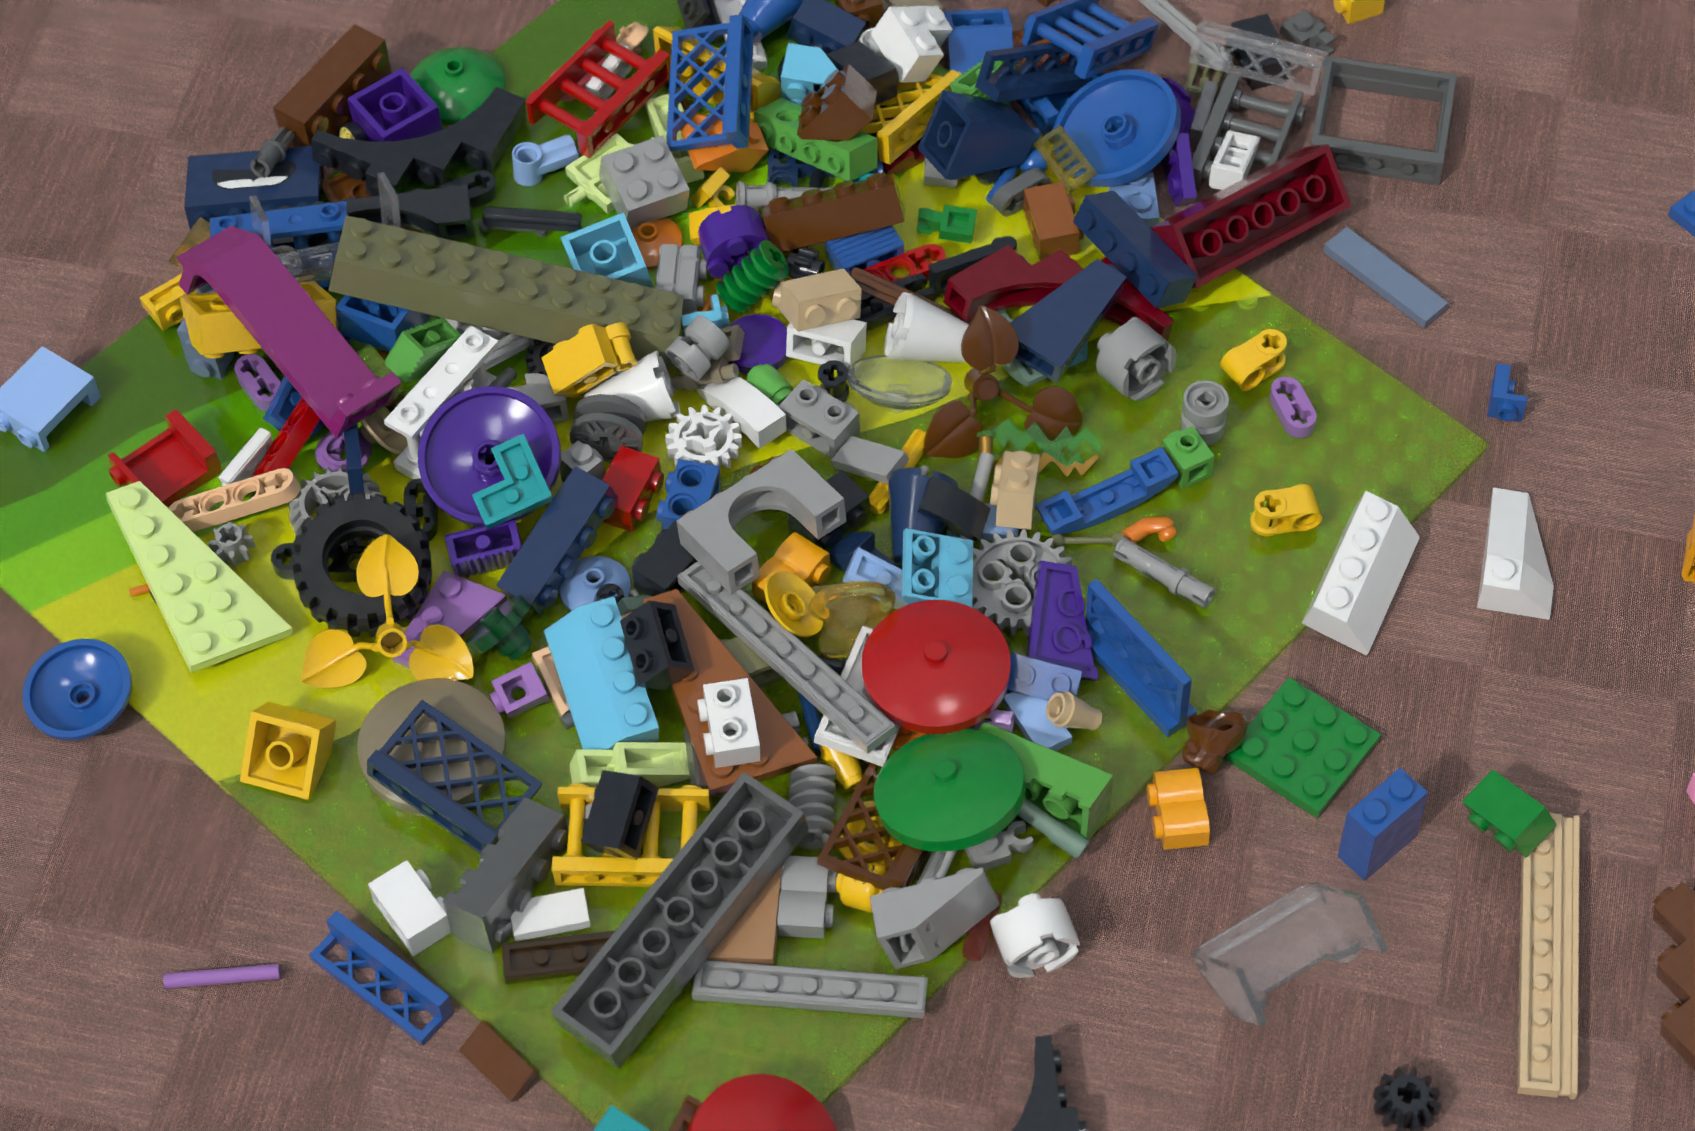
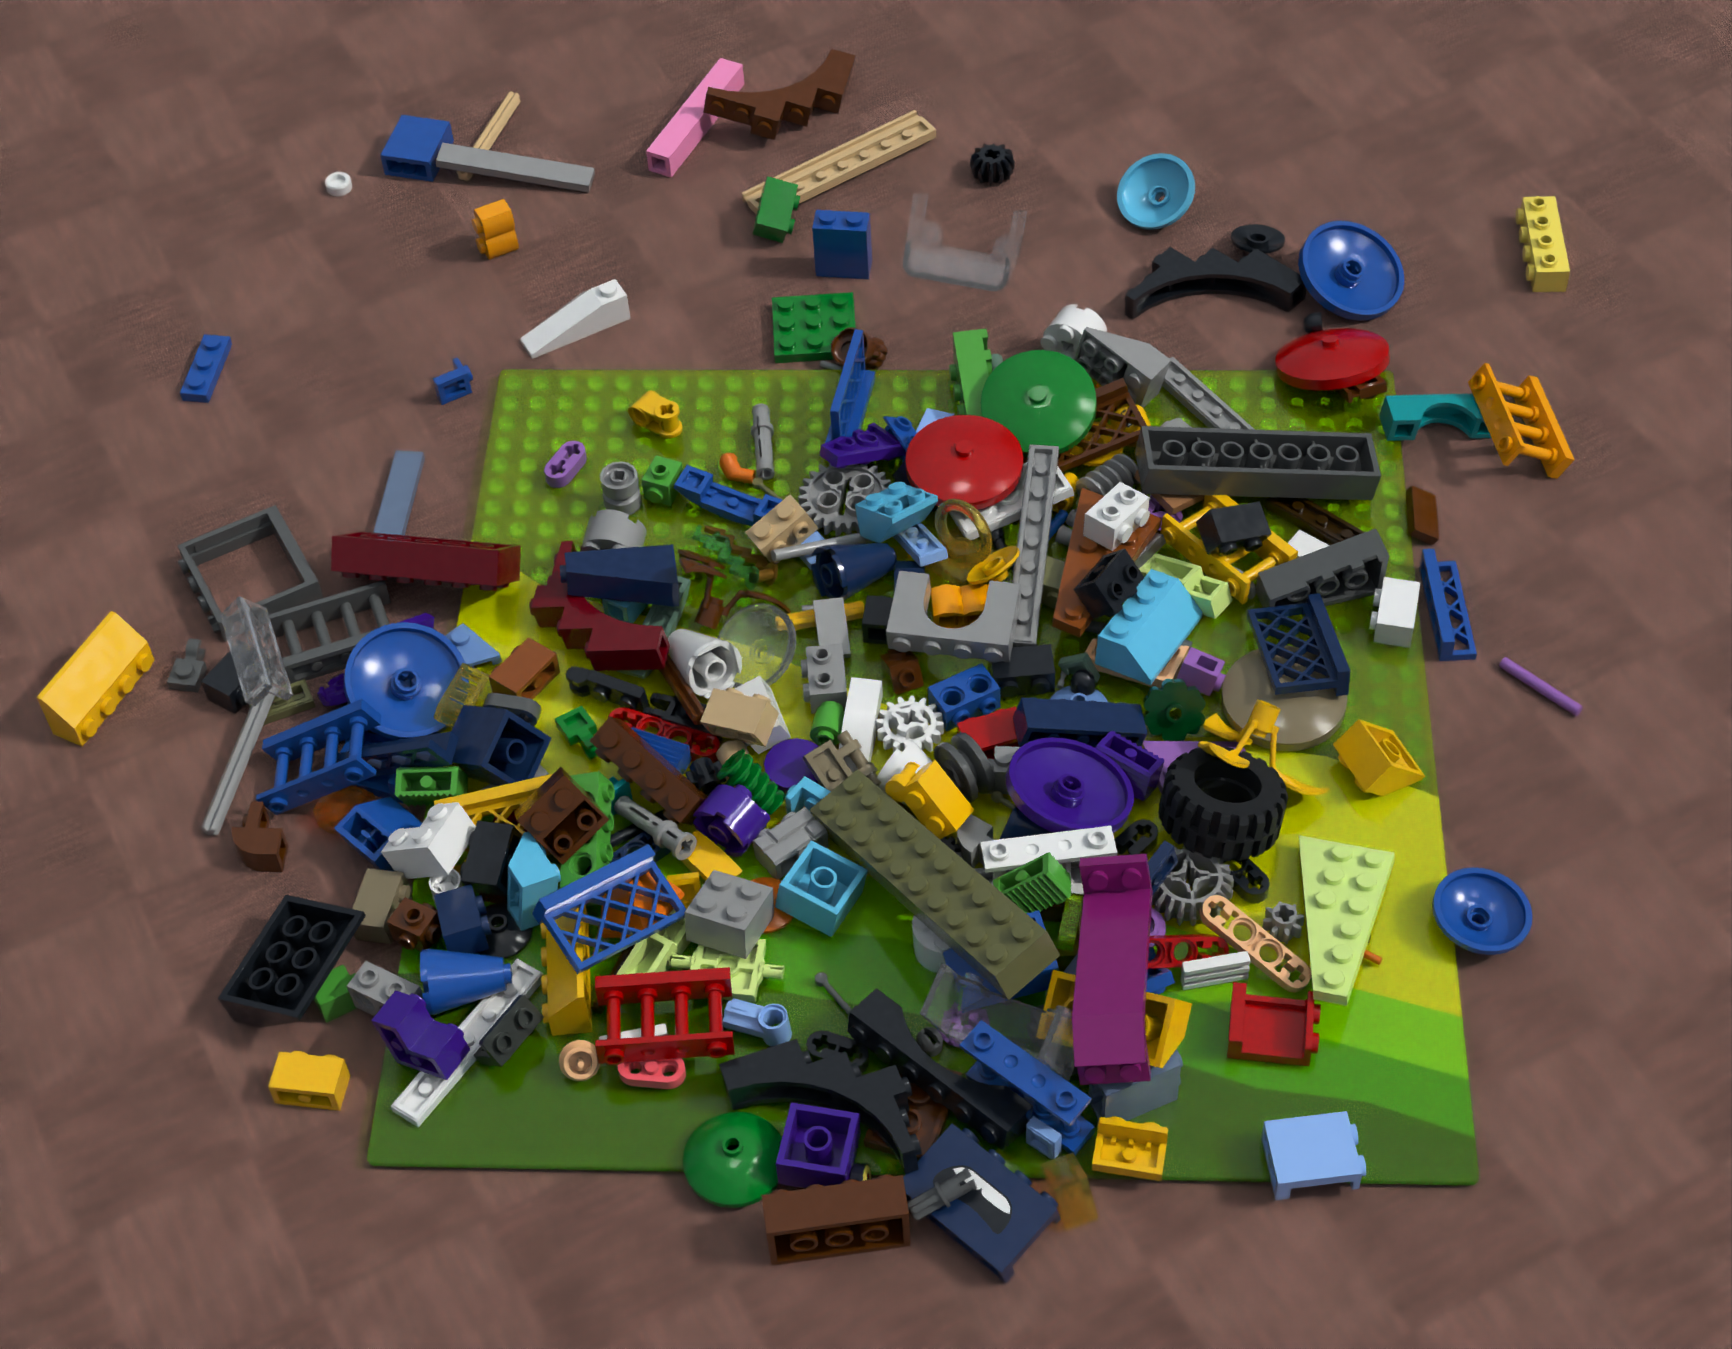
camera: 130 degrees left, 5 degrees down
(520, 491) = (1077, 741): teal plate -> none
(532, 219) = (822, 978): black axle -> none
(697, 348) = (853, 751): light grey wheel -> none
(839, 384) = (788, 695): black bush -> none
(955, 508) = (838, 536): black slope -> none
(1071, 712) = (917, 408): tan cone -> none
(1135, 249) = (521, 588): dark blue brick -> none
(1179, 808) = (917, 343): light orange brick -> none
(1203, 112) = (322, 670): flat silver tile -> none
(1233, 163) = (385, 615): white slope -> none
(1256, 359) = (548, 498): yellow piece -> none
(1363, 574) = (670, 359): white slope -> none

